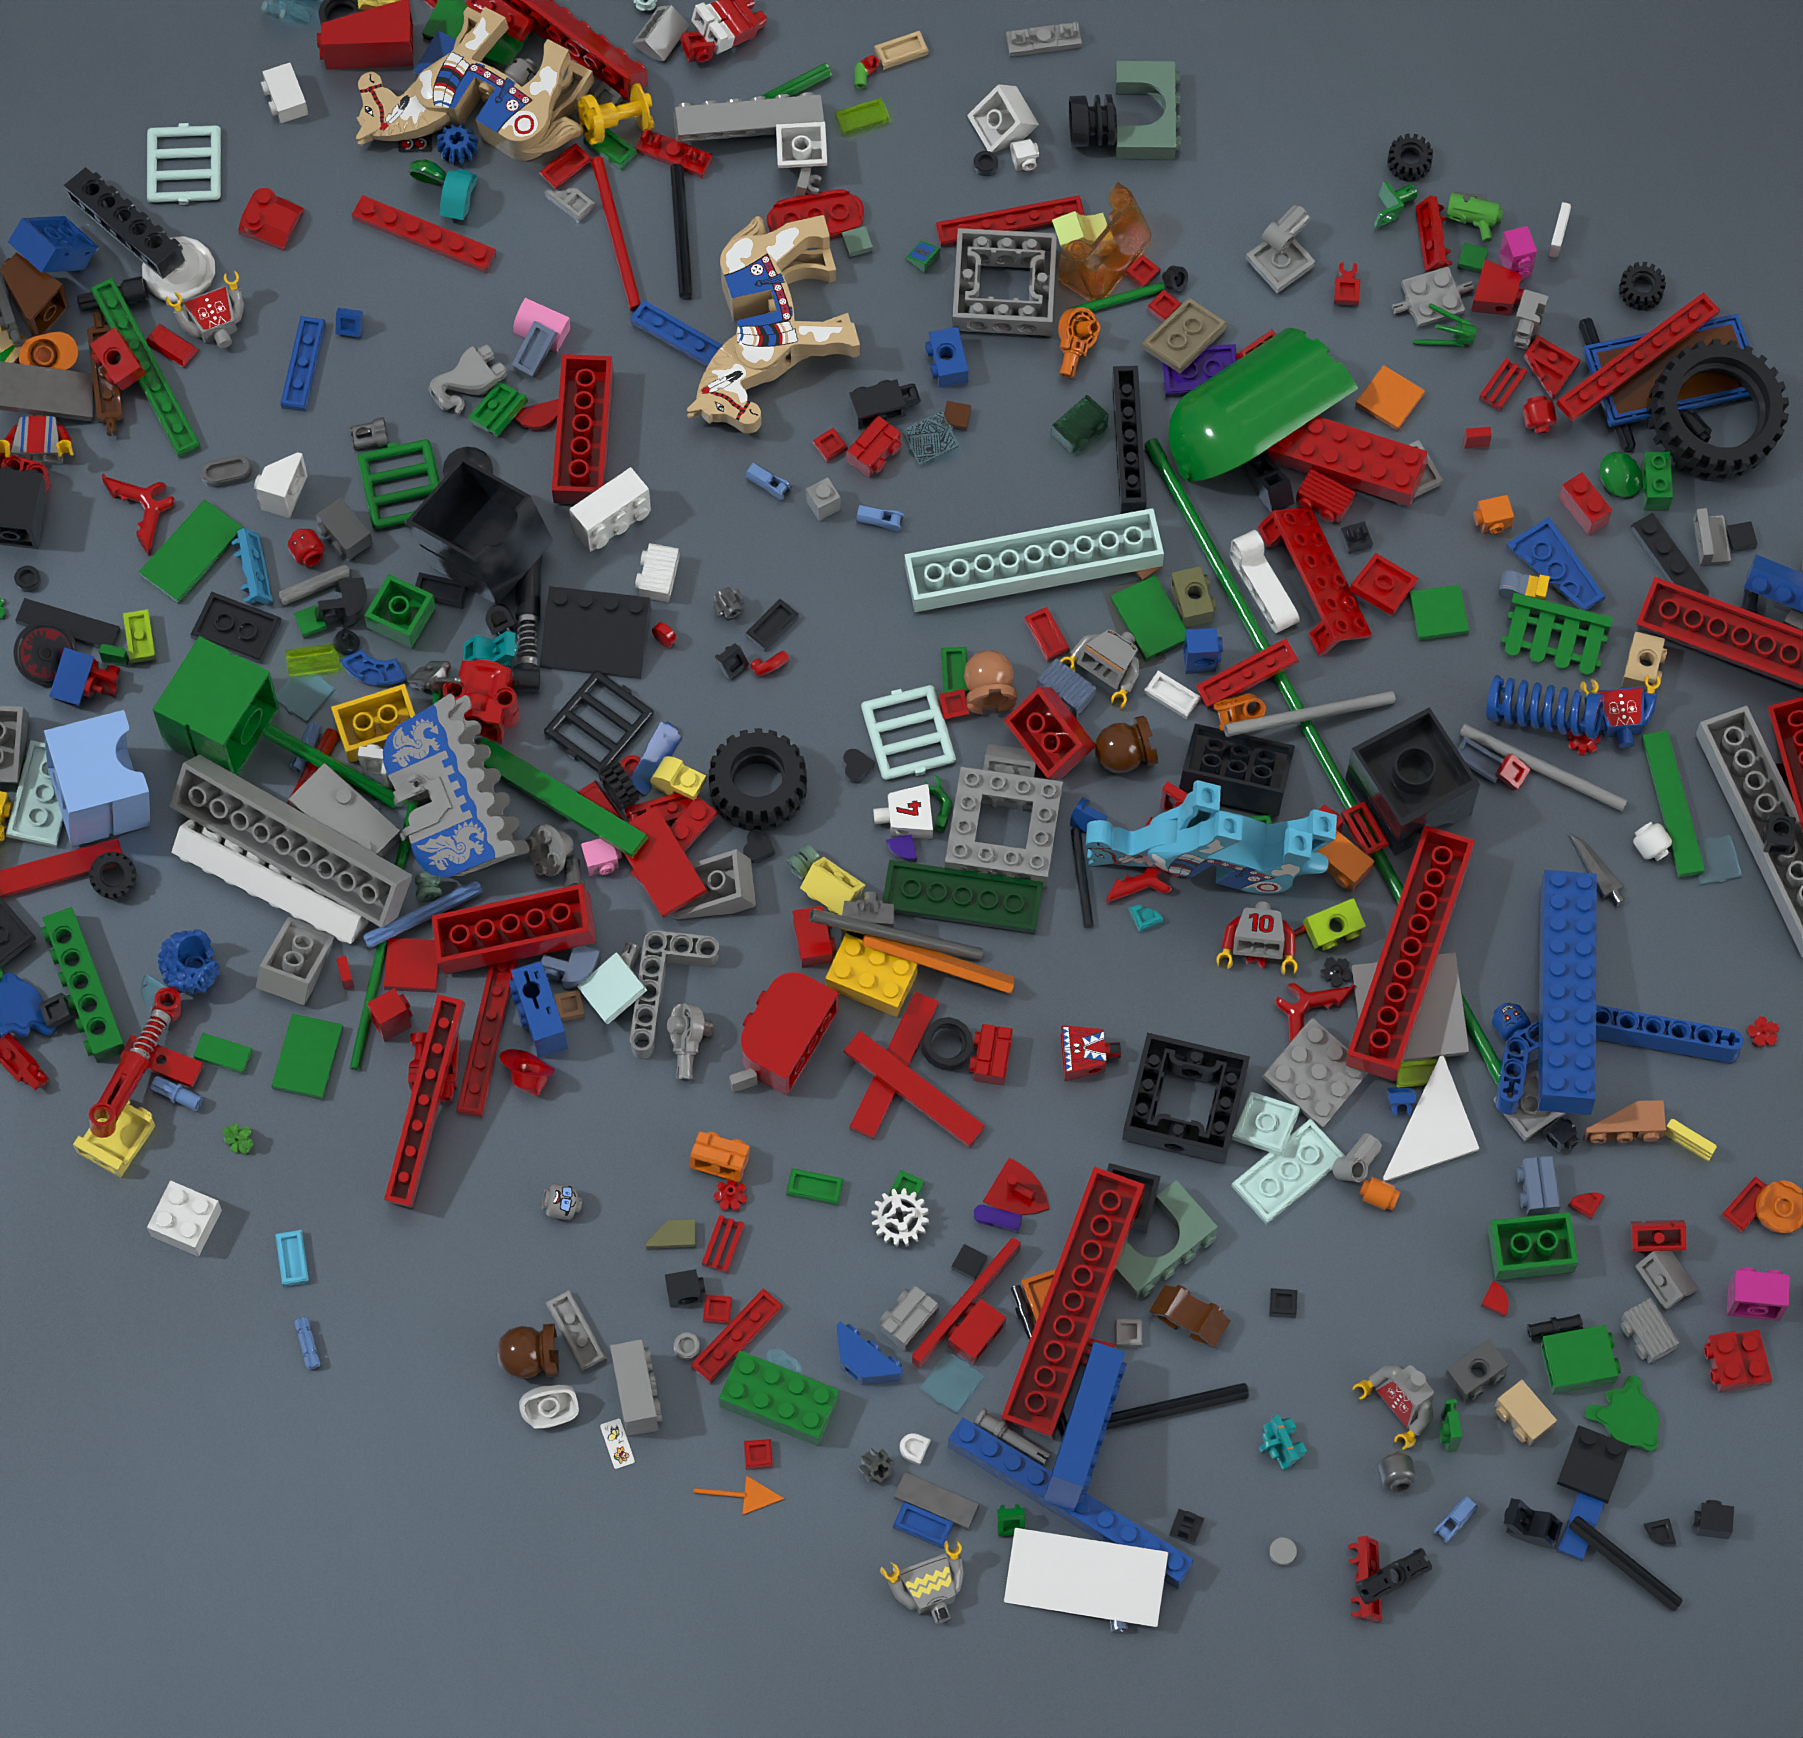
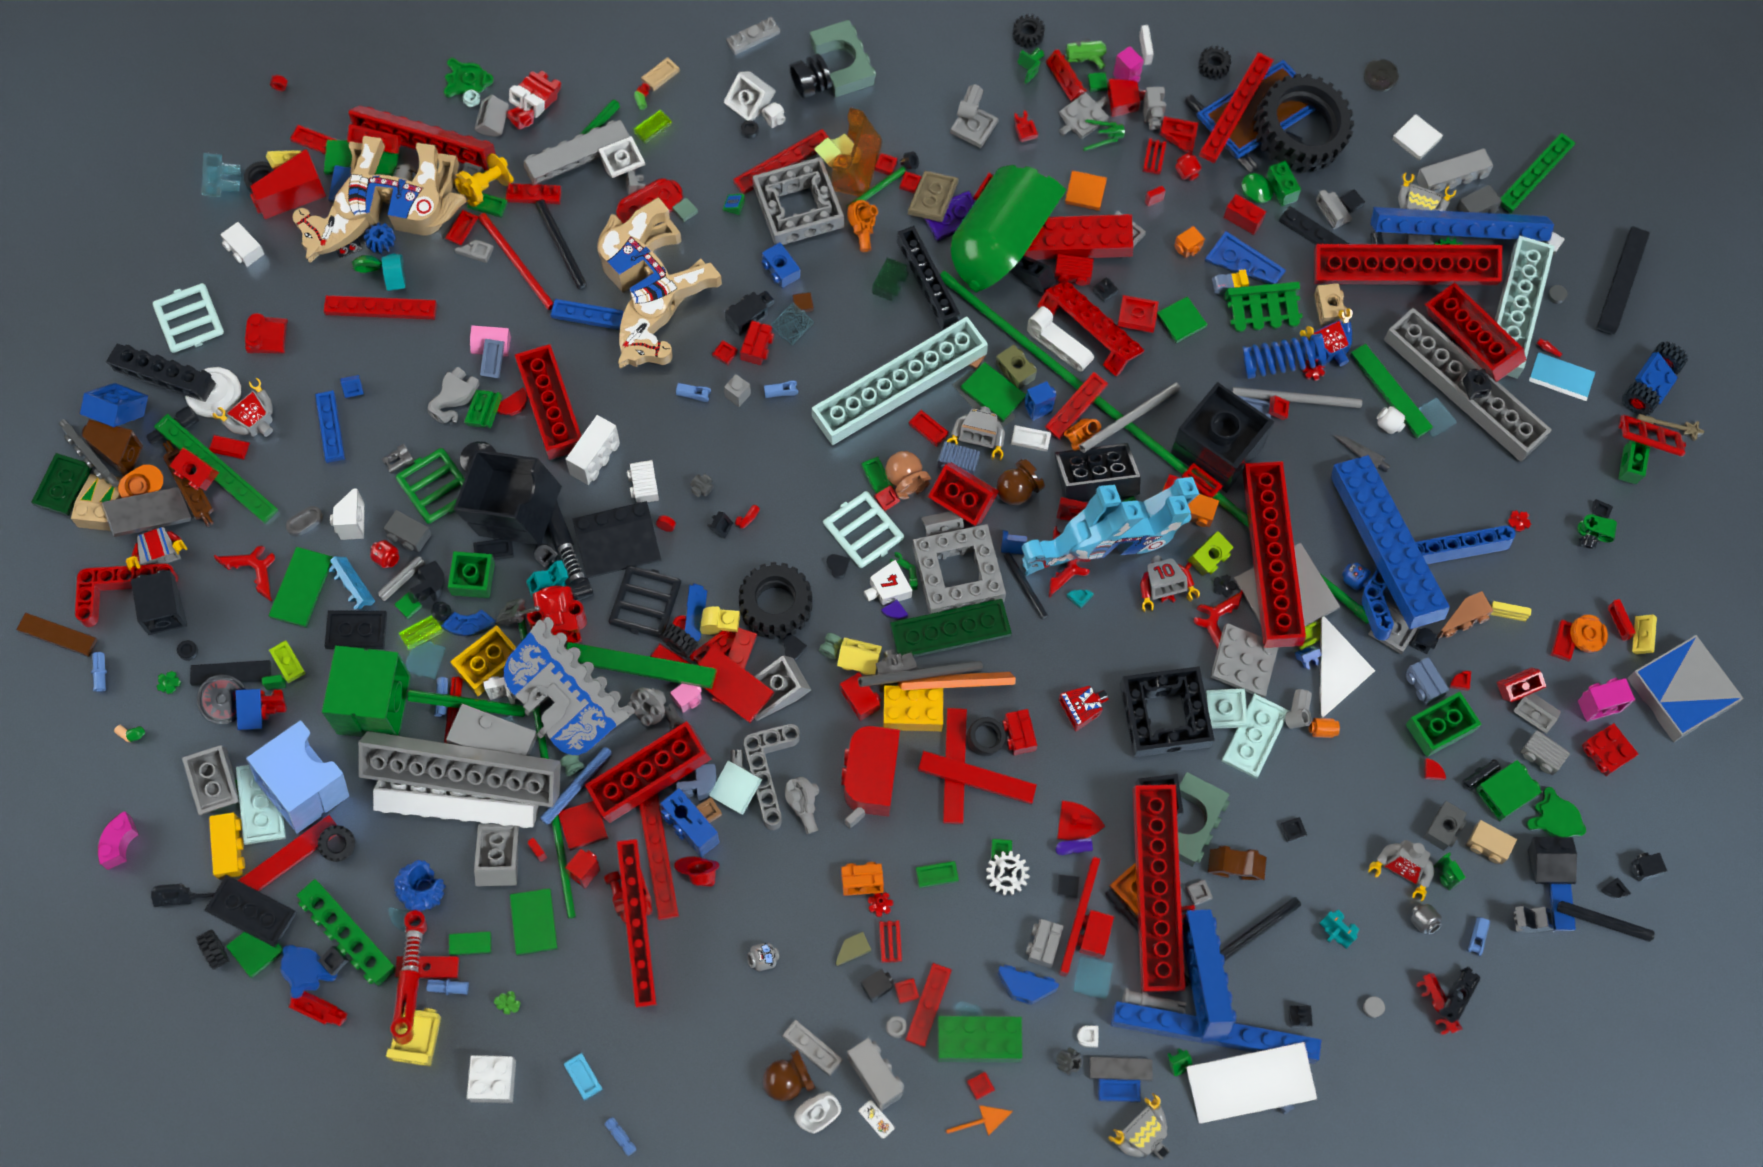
camera: 25 degrees left, 0 degrees up
(772, 625) = (737, 489): black tile -> none

